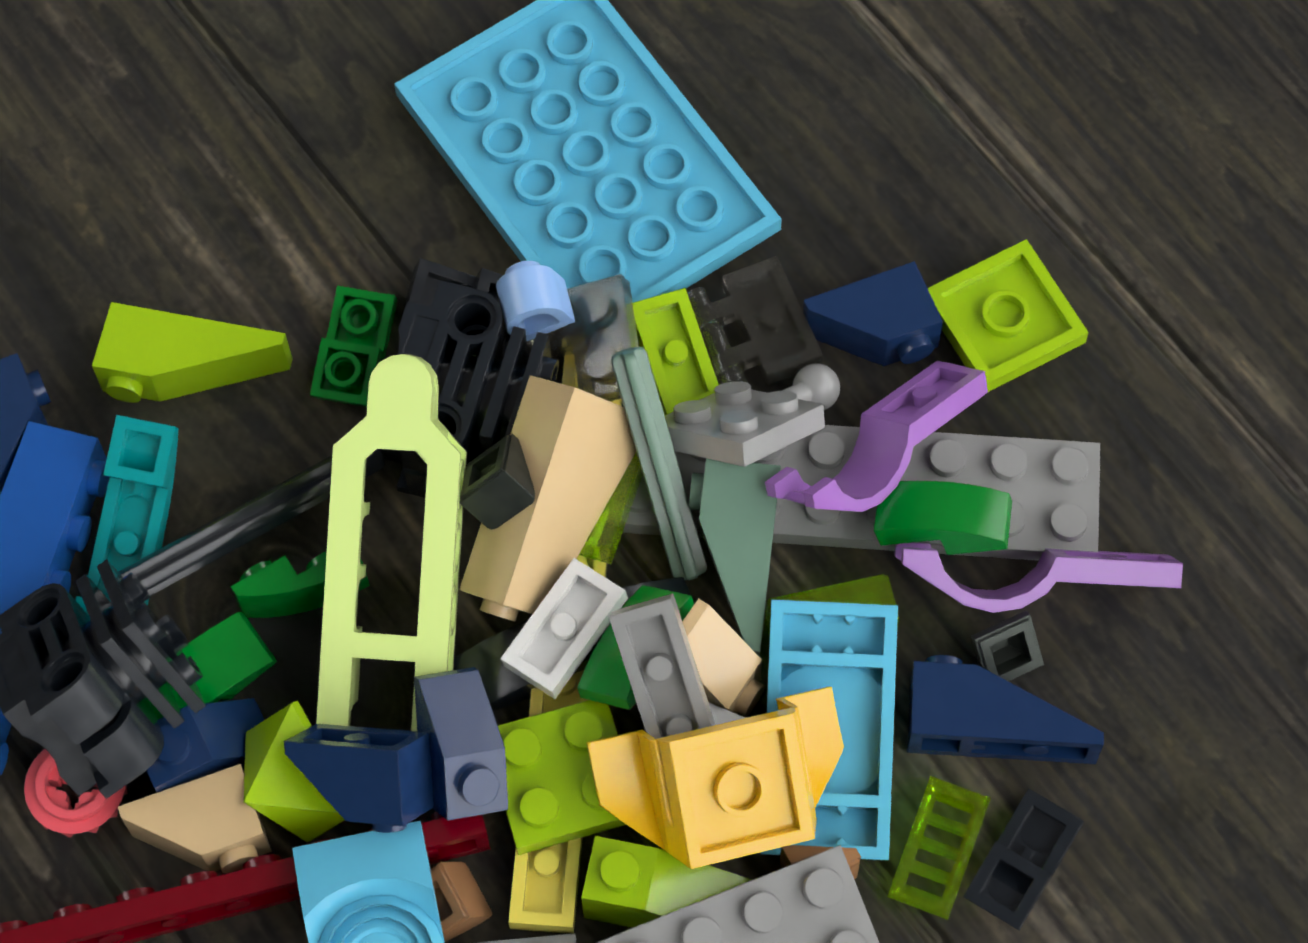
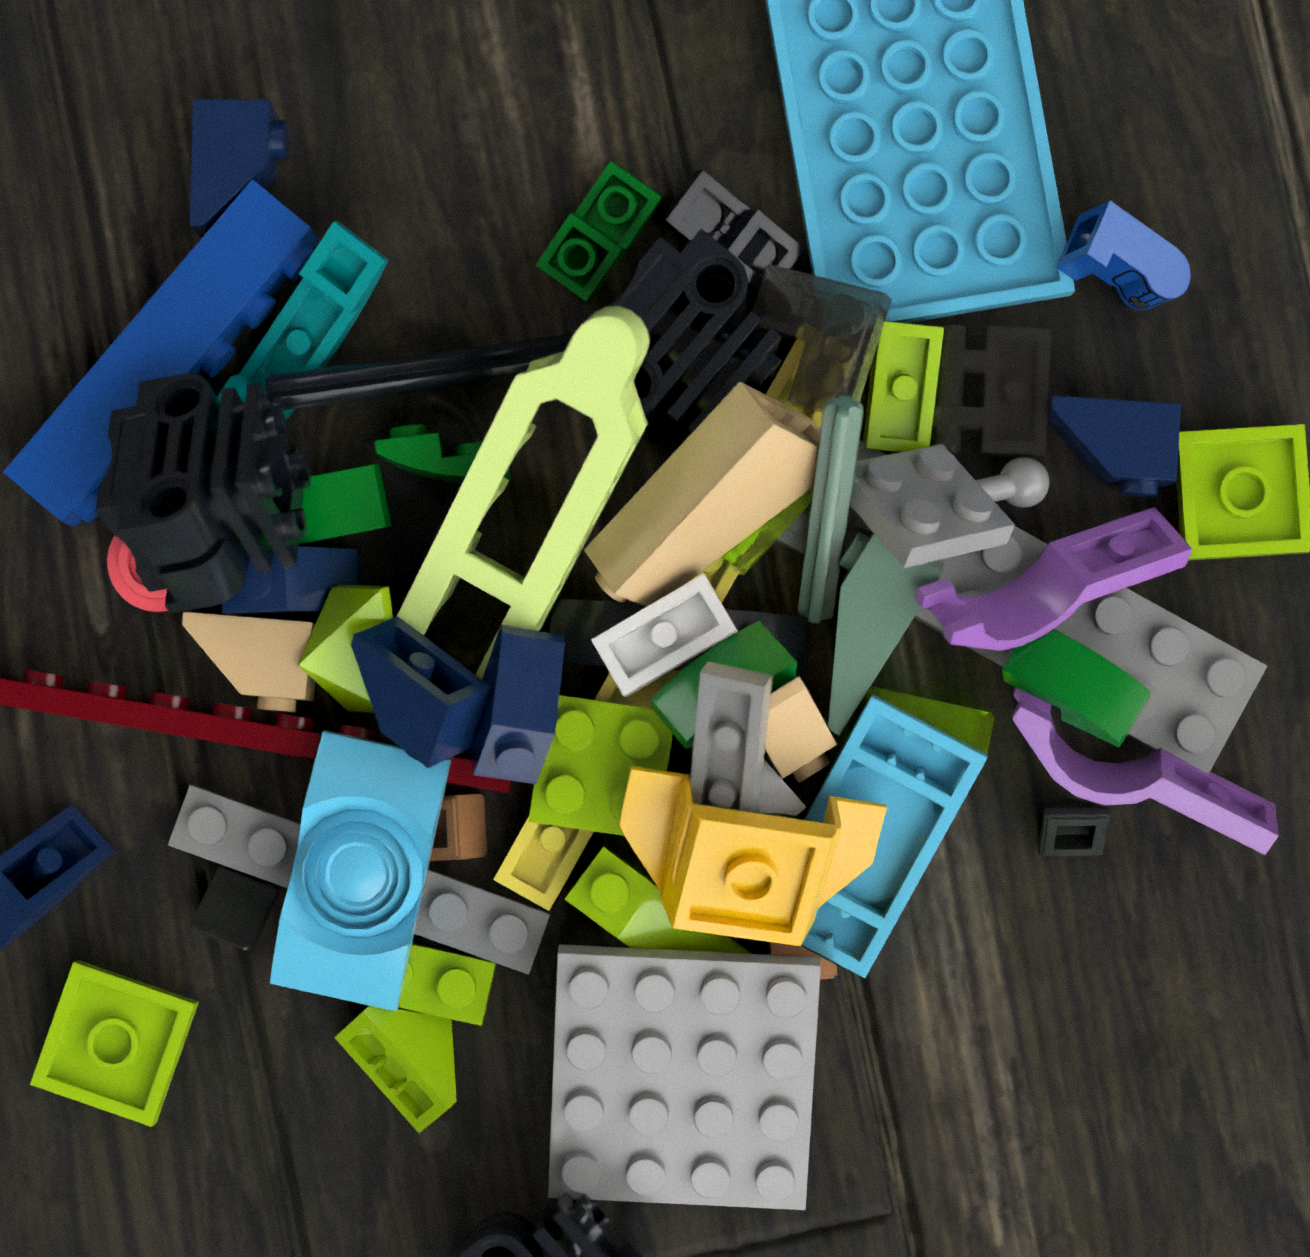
camera: 25 degrees right, 20 degrees up
(177, 355) = (421, 164): lime slope -> none
(497, 483) = (661, 473): pearl dark grey slope -> none
(534, 299) = (785, 286): light blue plate -> none
(810, 174) = (1125, 256): none -> leg
(955, 797) = (971, 966): clear neon green slope -> none
(979, 714) = (1015, 880): dark blue slope -> none
(1023, 859) = (988, 1033): black slope -> none

